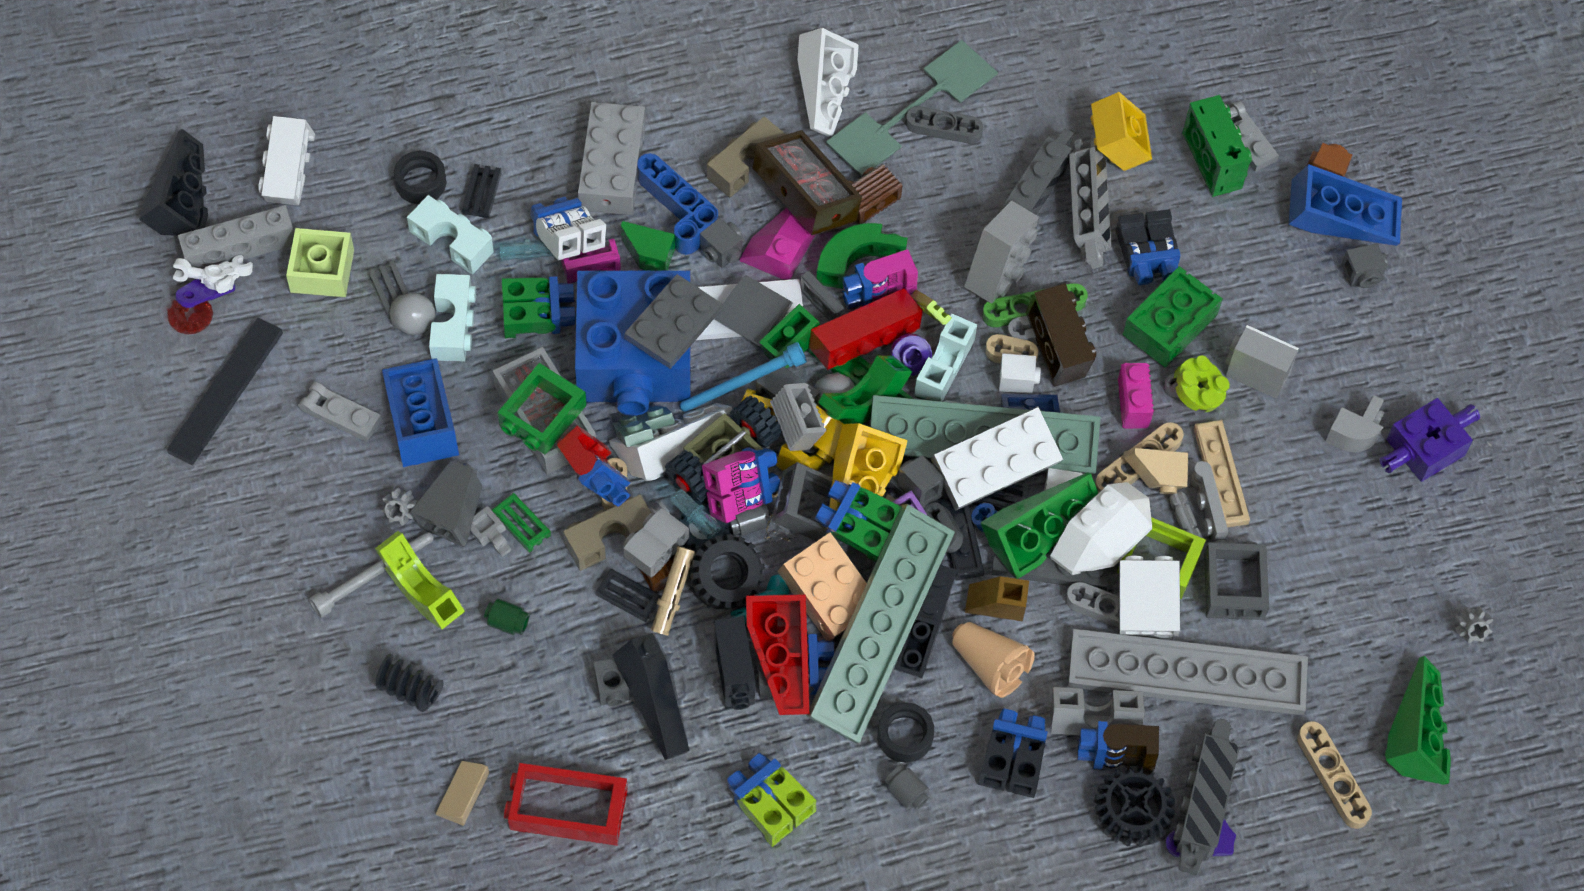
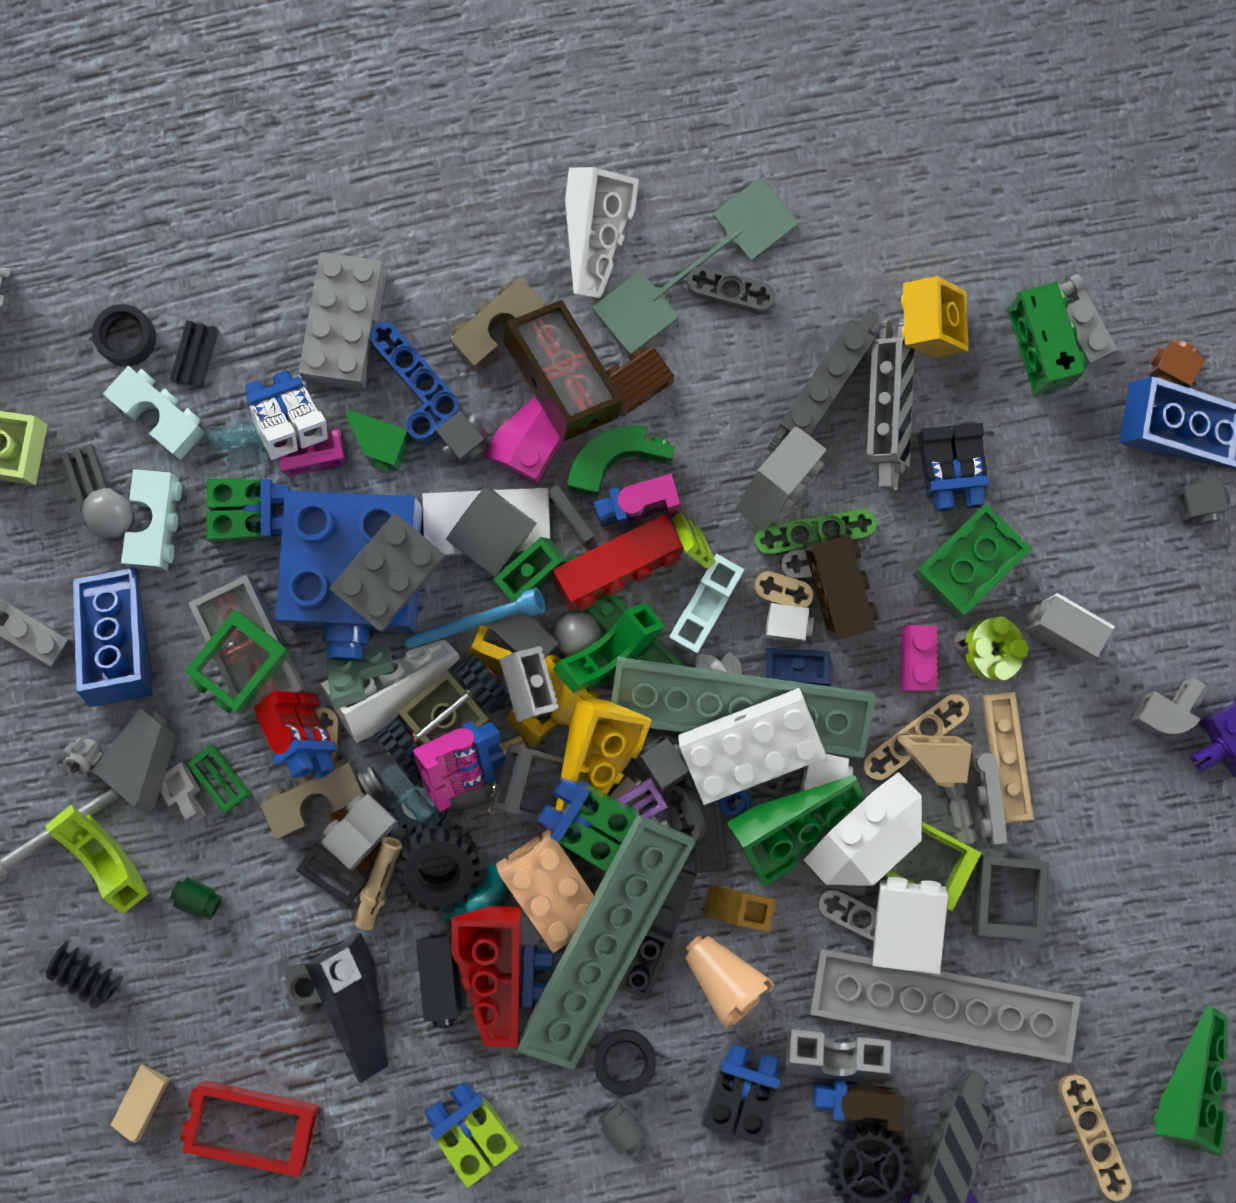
camera: 10 degrees right, 20 degrees up
(911, 351) = (667, 594): dark purple plate -> none

